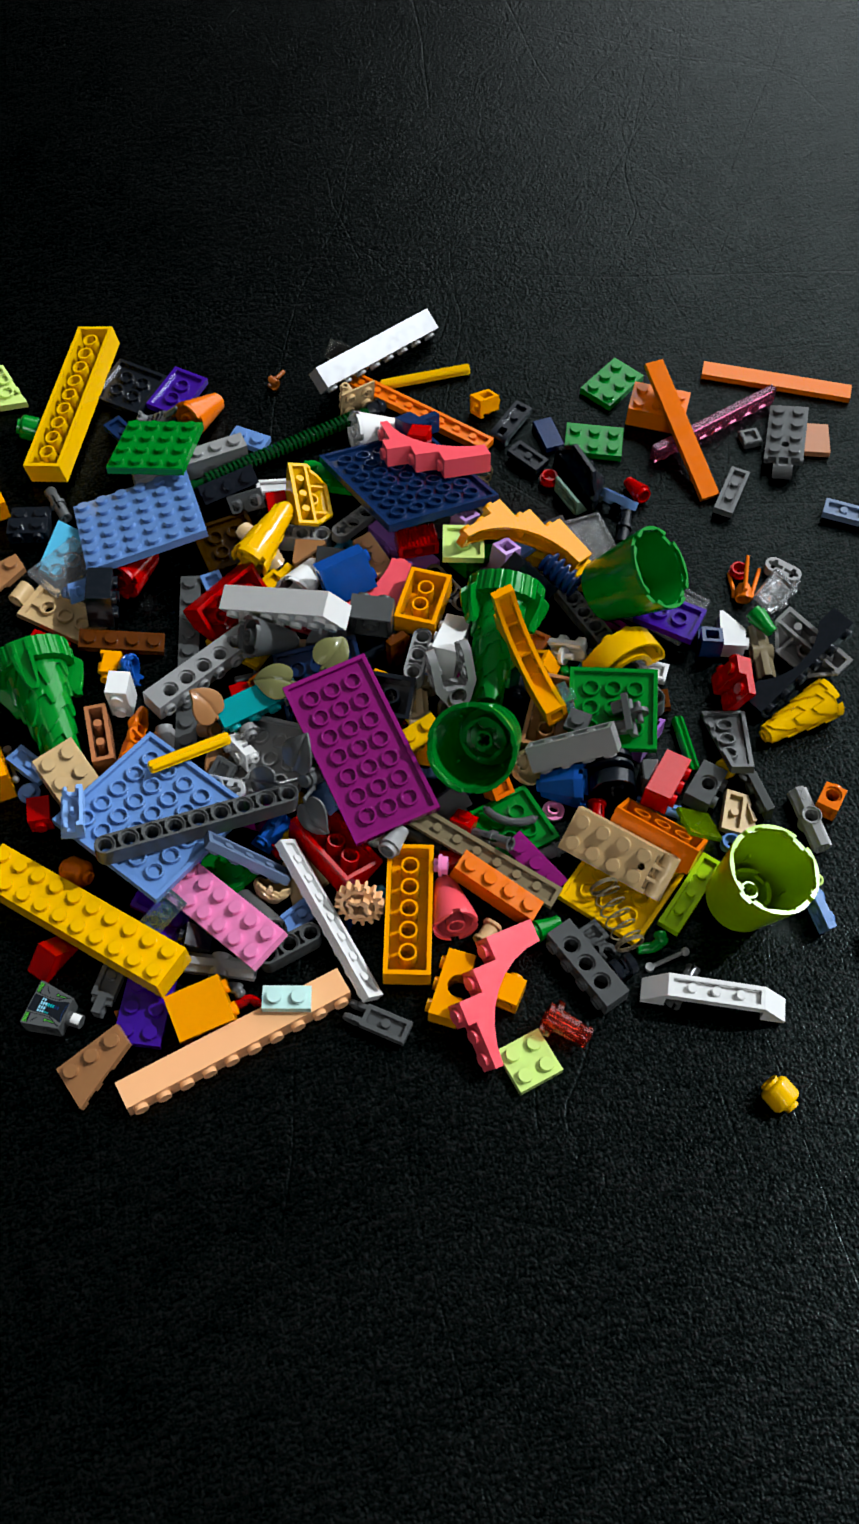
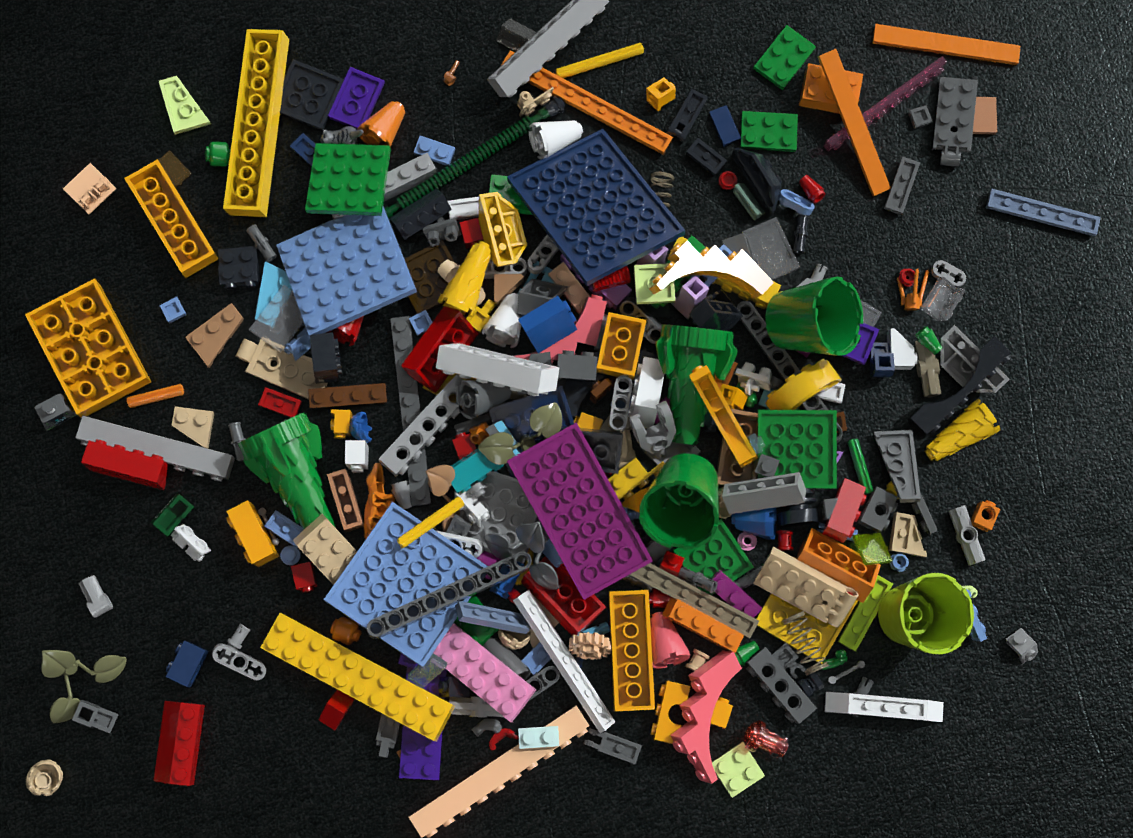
camera: 10 degrees left, 20 degrees up
(51, 1012) = (346, 757): torso -> none
(73, 813) = (341, 595): light blue hinge -> none
(91, 1065) = (387, 800): medium nougat wing -> none
(201, 1008) = (469, 749): light orange panel -> none
(392, 843) = (614, 594): light grey cone -> none
(404, 422) = (596, 136): dark blue brick -> none
(421, 432) = (602, 154): red brick -> none
(424, 456) = (609, 182): coral arch -> none
(441, 865) = (656, 607): bright pink plate -> none
(509, 821) = (711, 558): dark grey piece -> none
(560, 574) = (746, 305): dark blue piece -> none
(625, 706) = (809, 451): dark grey hips -> none
(734, 682) = (904, 406): red plate -> none
(780, 1094) = (937, 784): yellow head -> none

